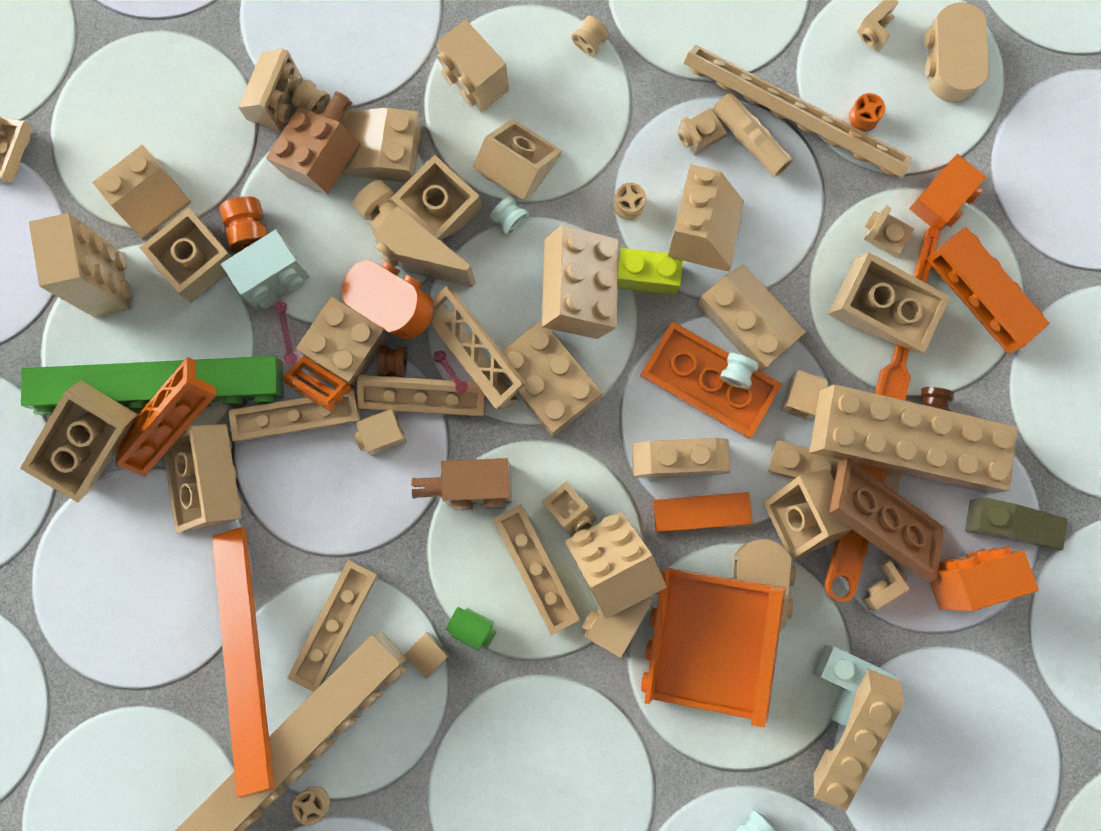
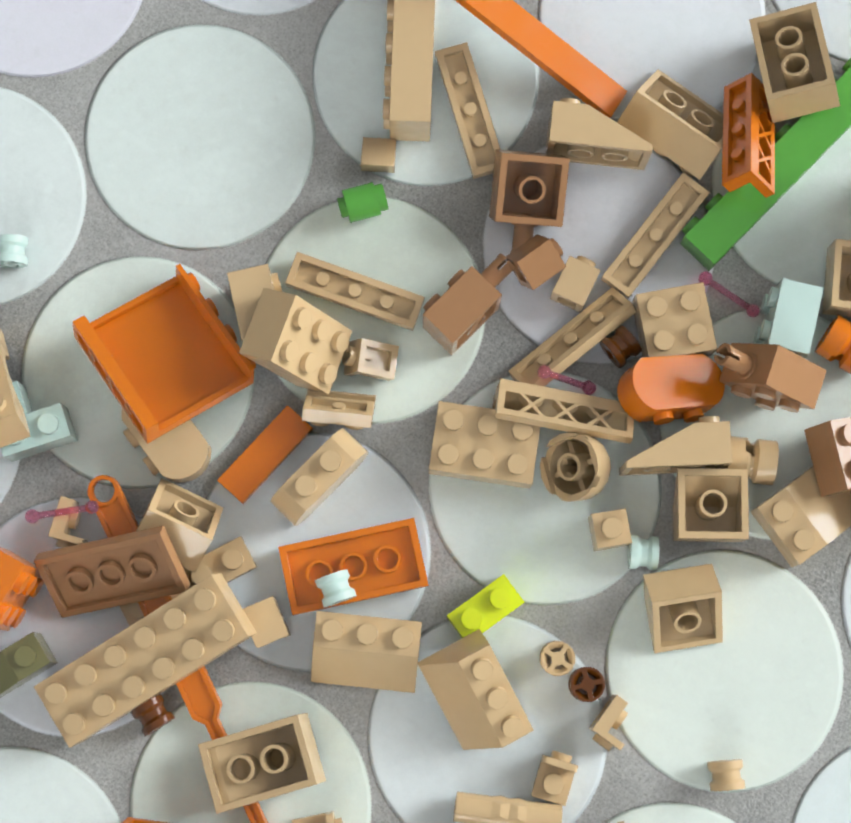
camera: 130 degrees right, 0 degrees up
(269, 524) = (593, 137): none -> tan slope
(314, 242) = (770, 375): none -> medium nougat brick
(333, 395) = (637, 277): orange tile -> none
(351, 523) = (528, 191): none -> medium nougat brick
(392, 469) = (536, 261): none -> medium nougat brick
(472, 66) = (794, 648): tan brick -> none
(502, 305) = (575, 467): none -> tan cylinder
(517, 248) = (609, 529): none -> tan brick
(580, 282) = (530, 542): tan brick -> none
(623, 492) = (339, 408): none -> tan plate
(627, 160) = (592, 683): none -> reddish brown wheel
(633, 134) = (610, 716): none -> tan bracket
(909, 612) = (33, 516): none -> clear pink hinge

